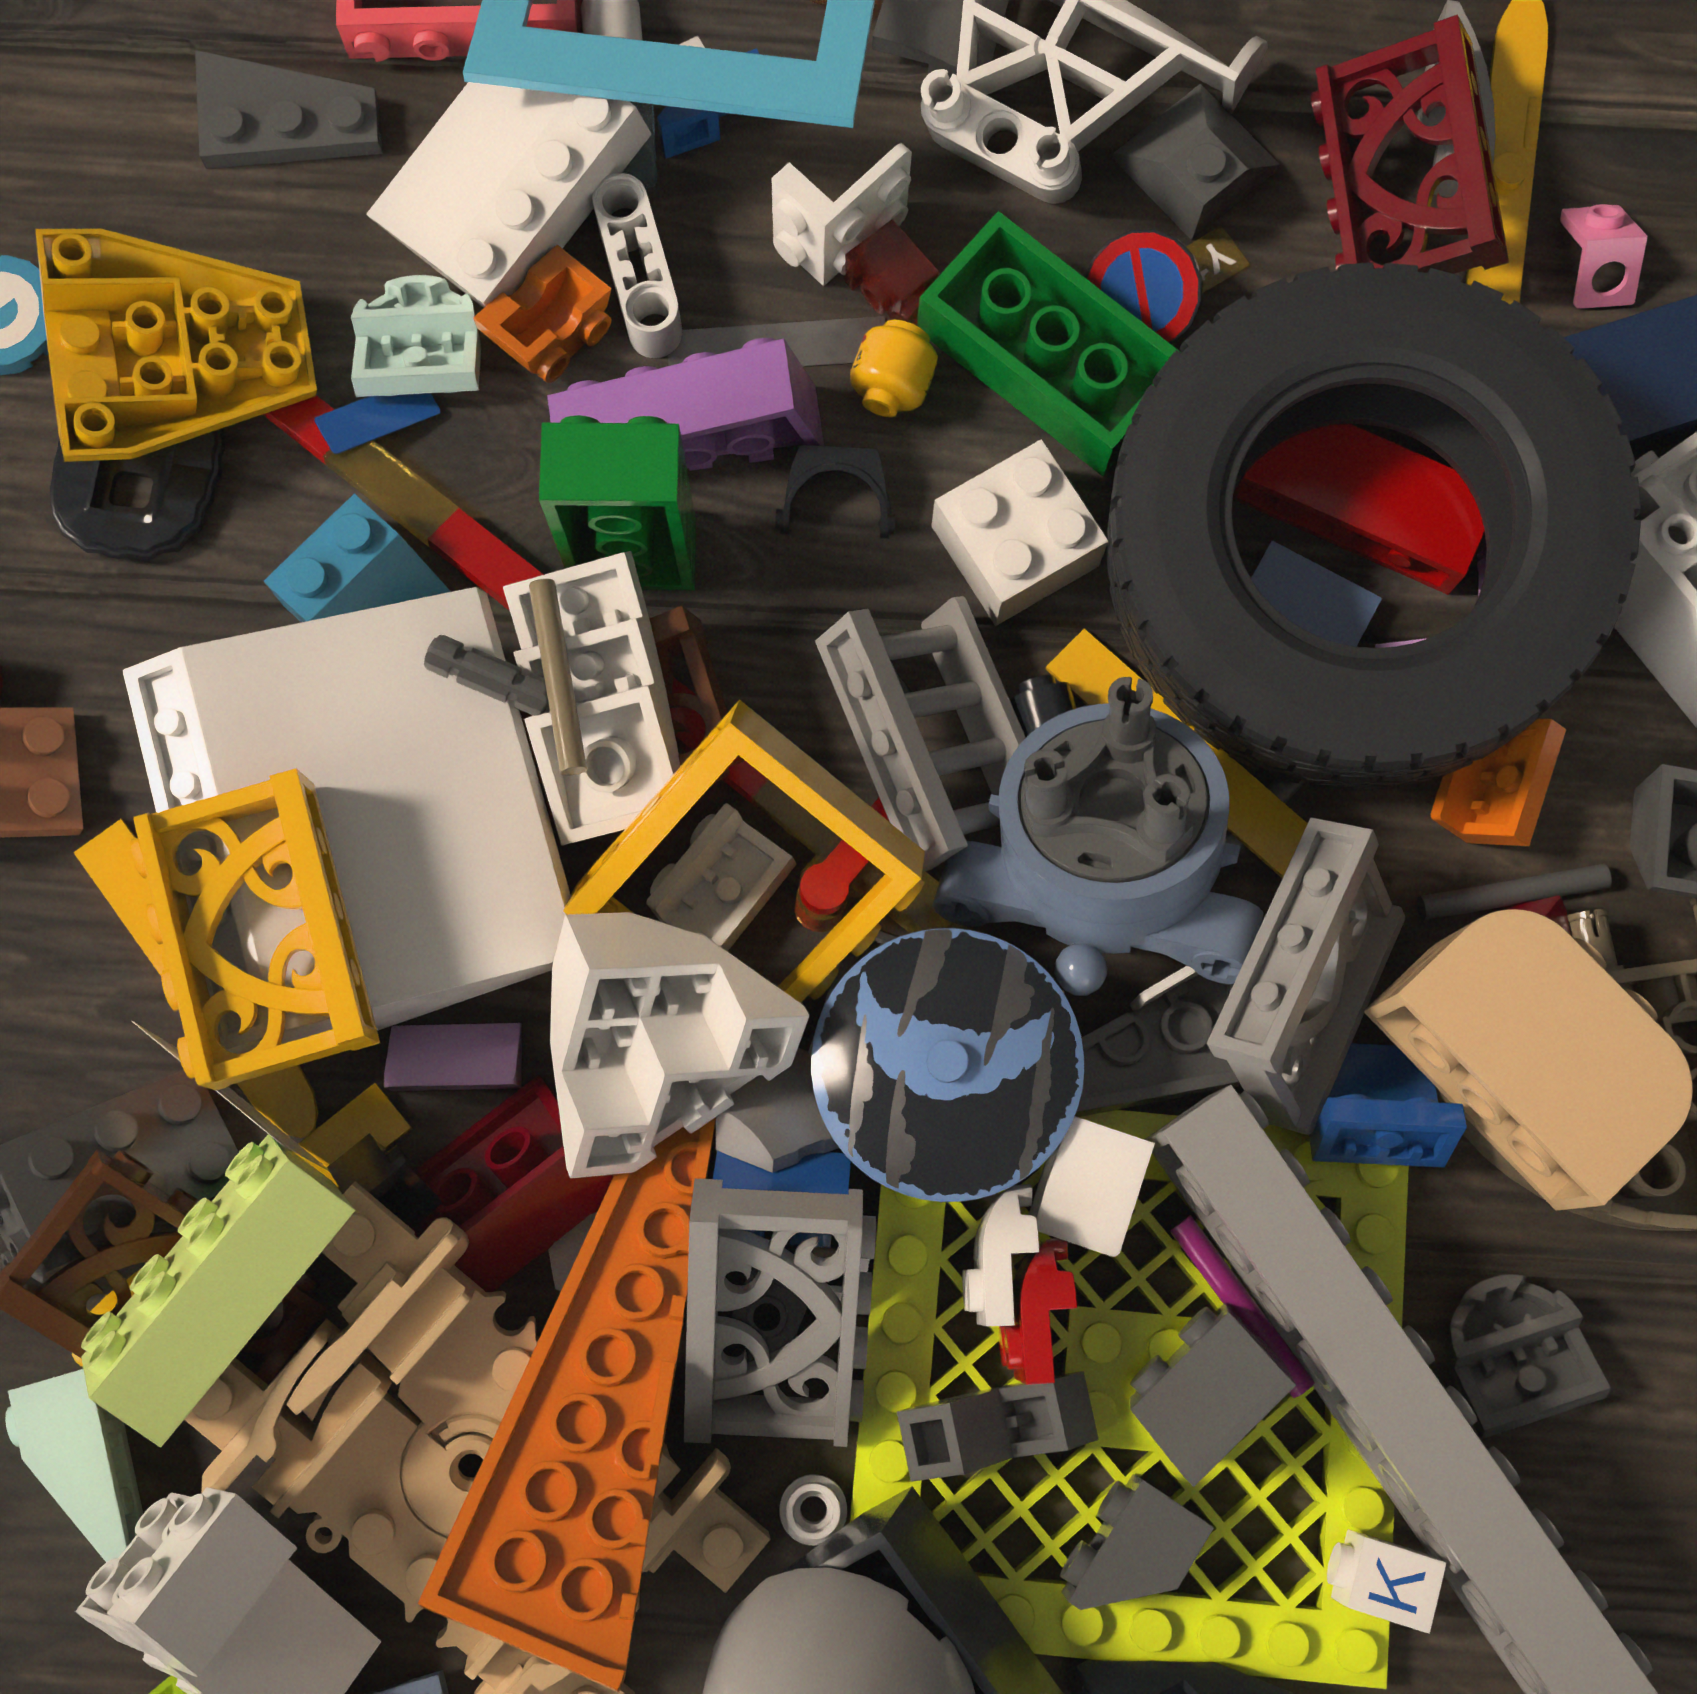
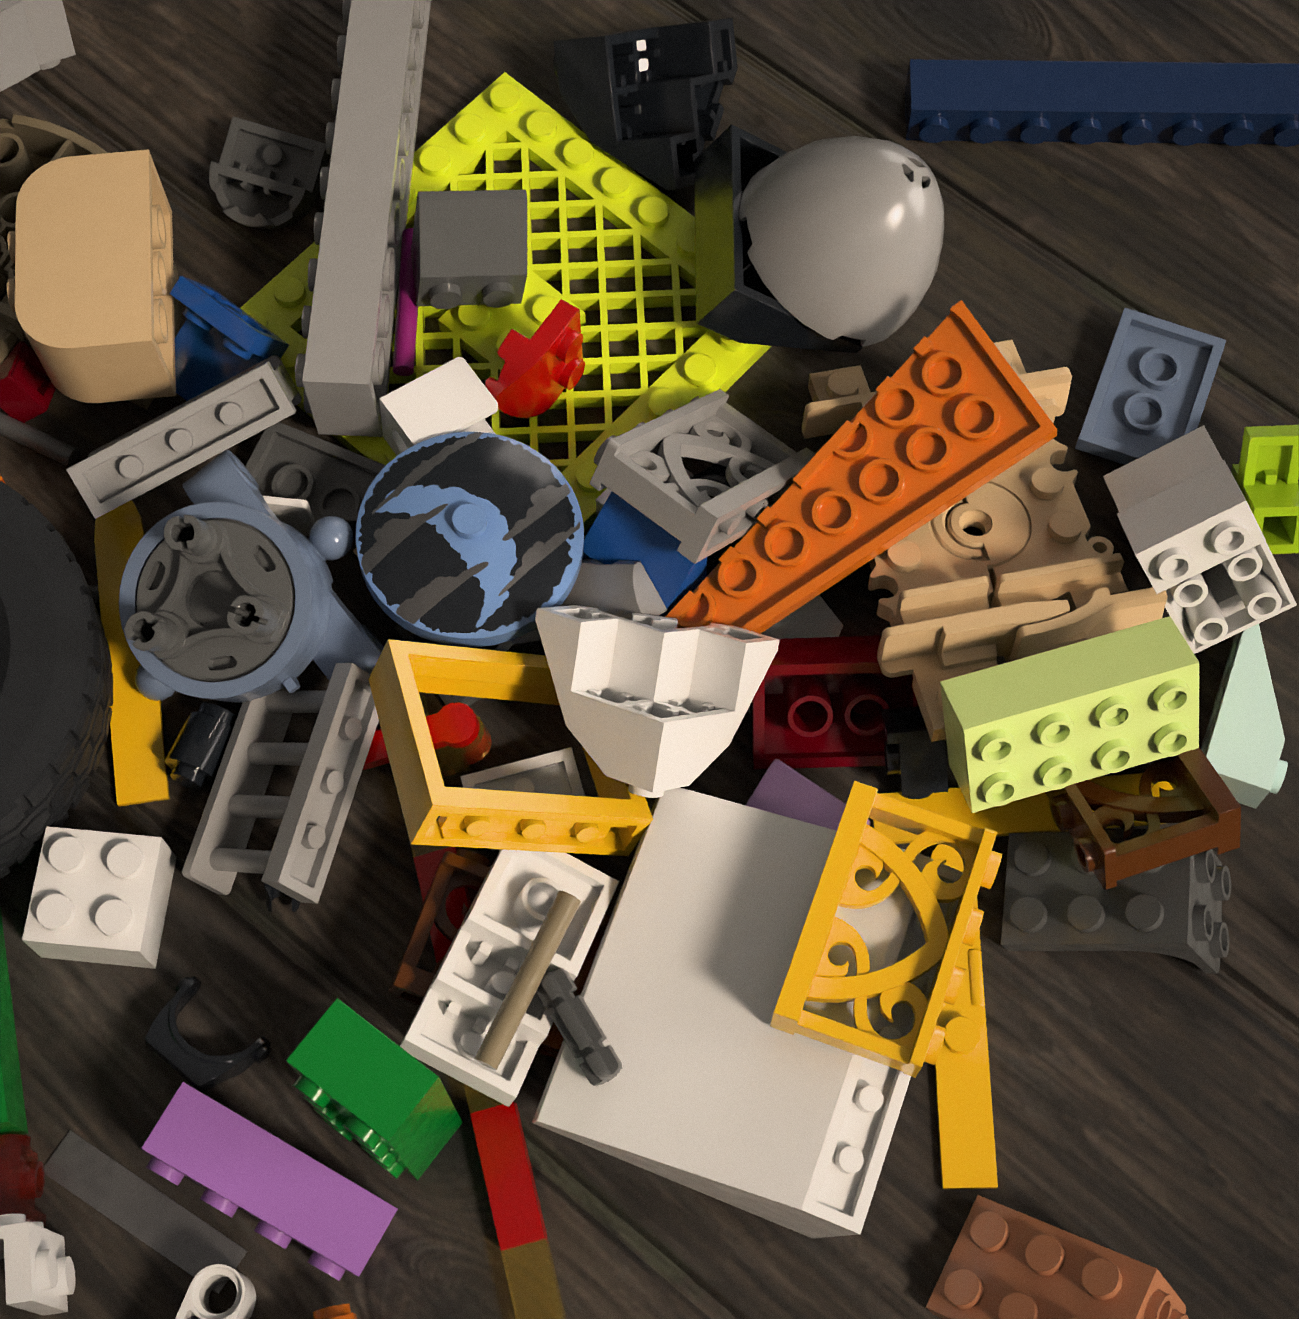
camera: 140 degrees left, 10 degrees down
(247, 1109) = (994, 899): white sticker -> none
(351, 567) = (626, 1234): dark azure slope -> none
(806, 1531) = (773, 367): white plate -> none
(893, 368) = (74, 1101): yellow head -> none
(996, 1425) = (633, 343): dark grey brick -> none
(999, 1235) = (543, 407): white slope -> none
(1137, 1550) = (589, 217): dark grey slope -> none
(1385, 1580) = (455, 106): white brick -> none

